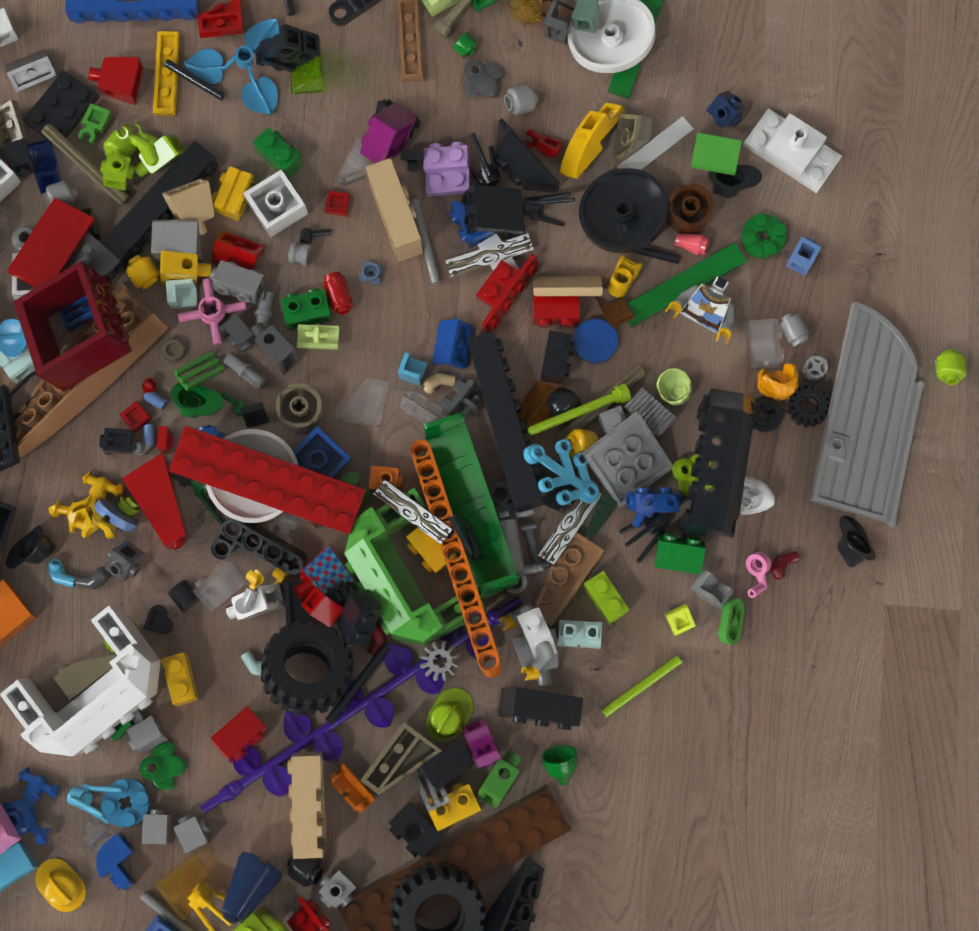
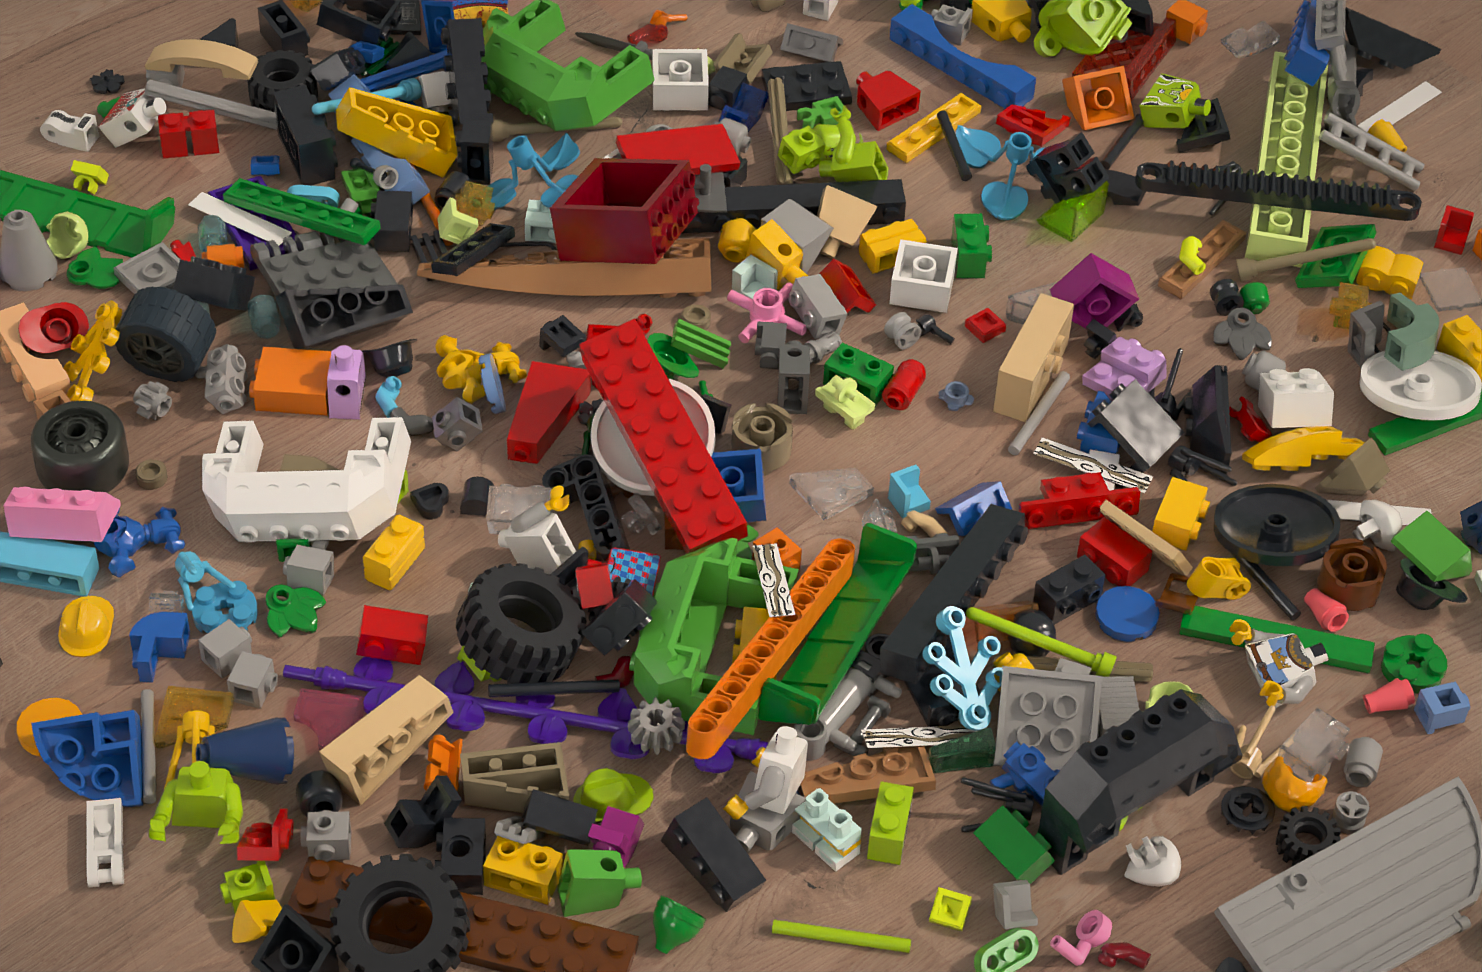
camera: 40 degrees right, 30 degrees down
(30, 591) = (346, 369): none -> lavender torso
(128, 506) = (511, 392): lime plate -> none
(244, 370) = (743, 377): light grey axle -> none
(257, 811) = (328, 713): none -> clear pink tile
(319, 24) = (1123, 189): none -> black slope
(373, 829) = (417, 821): none -> black brick
(404, 46) = (1188, 254): none -> neon yellow arm
(451, 60) = (1226, 296): none -> black wheel
(467, 536) = (805, 636): black arm -> none
(558, 109) = (1295, 398): none -> white brick
(564, 247) = (1180, 513): none -> yellow brick
(673, 156) = (1379, 523): none -> white piece
(738, 382) = (1251, 761): none -> tan plant
(772, 272) = (1392, 696): none -> coral cone

